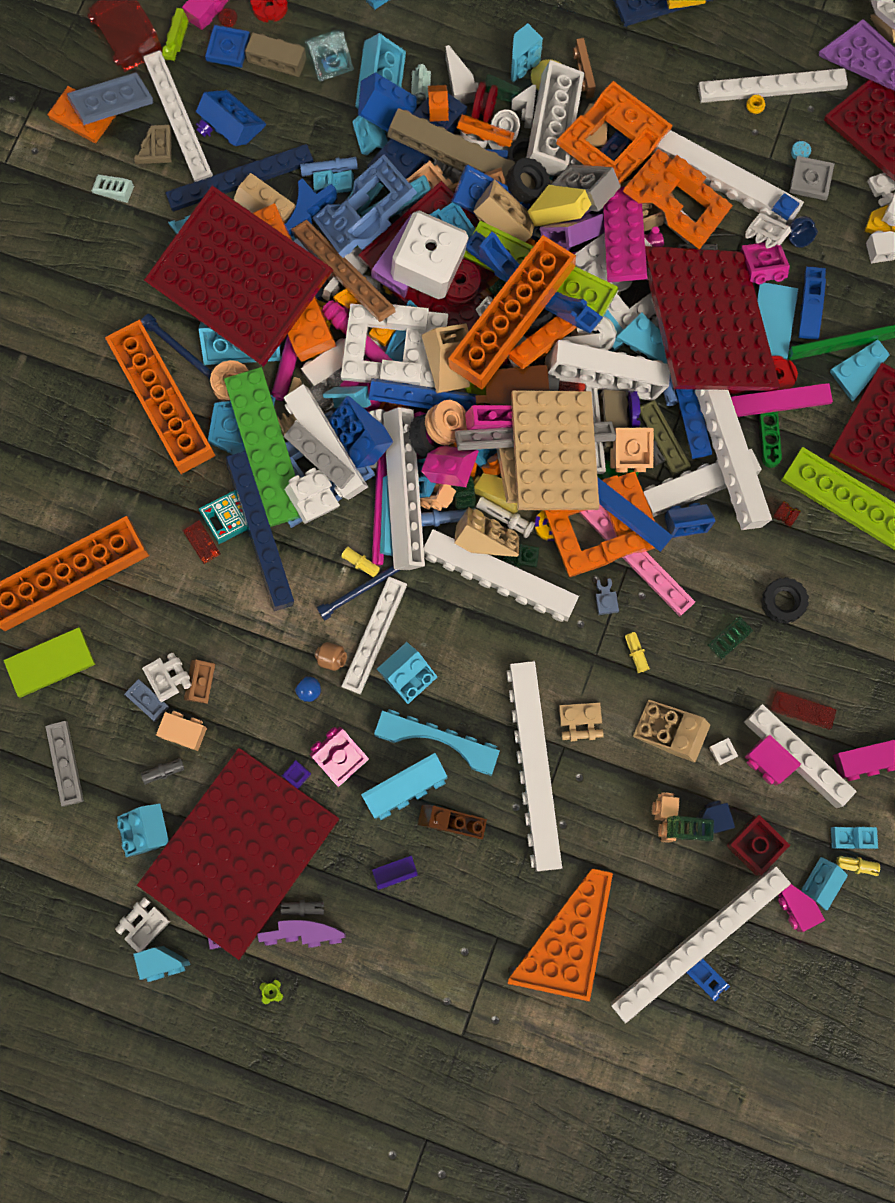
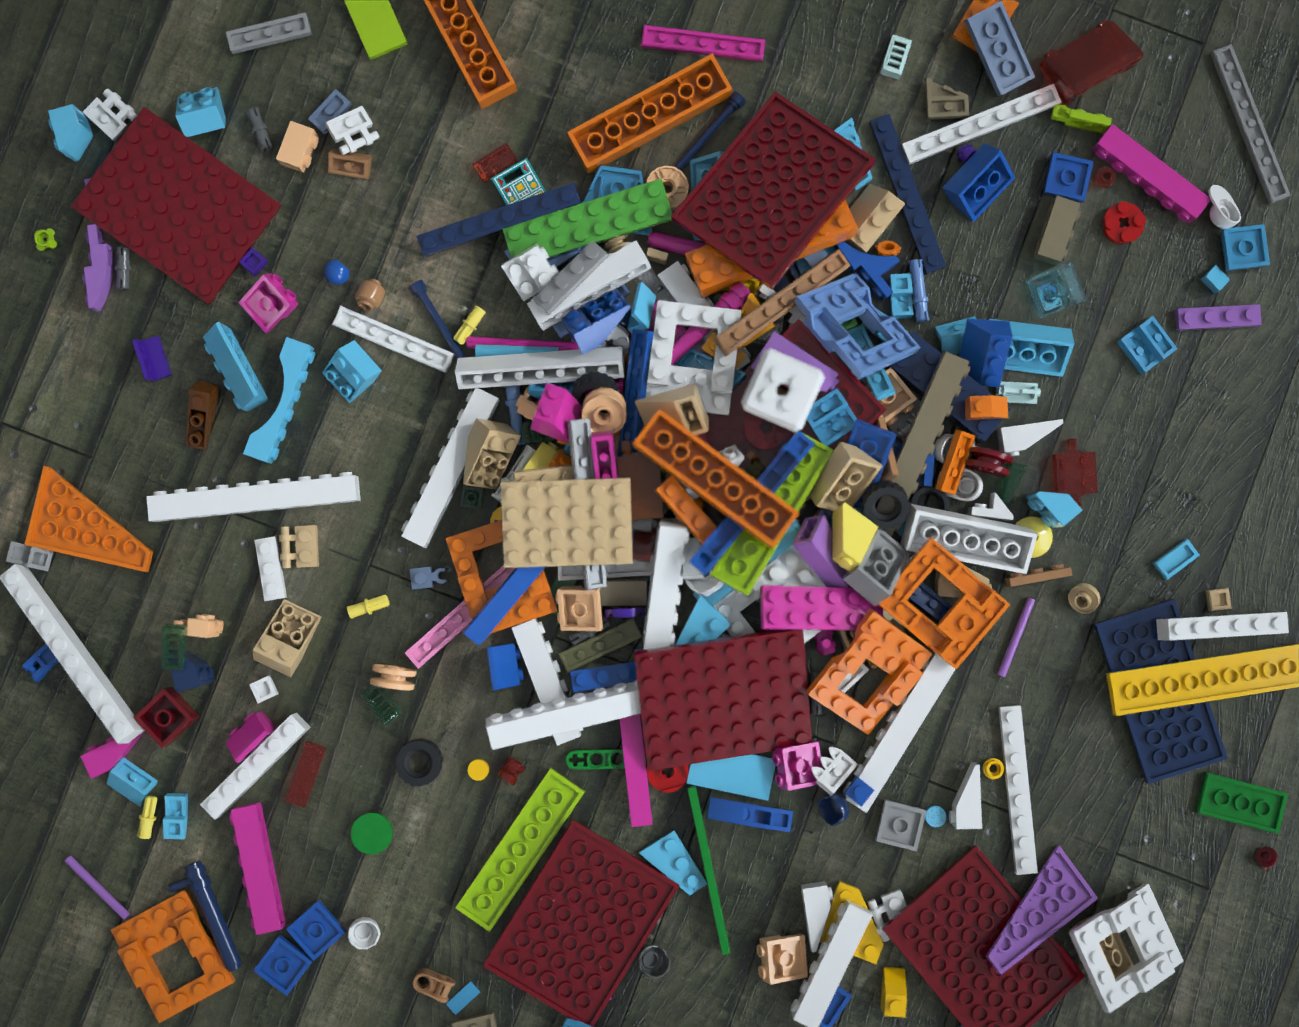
camera: 90 degrees right, 10 degrees up
(92, 354) = (703, 43): none -> dark pink tile
(291, 191) = (888, 248): none -> orange animal
(490, 40) = (1075, 472): none -> clear red plate
(600, 998) = (29, 556): none -> light grey slope
(602, 31) = (1084, 598): none -> tan plate
(603, 749) = (270, 568): none -> white plate
(638, 87) = (1016, 637): none -> medium lavender bar
(706, 622) = (393, 677): none -> light nougat wheel
(785, 123) = (967, 803): none -> white slope
(787, 546) = (478, 769): none -> yellow tile
(855, 644) = (372, 833): none -> green tile

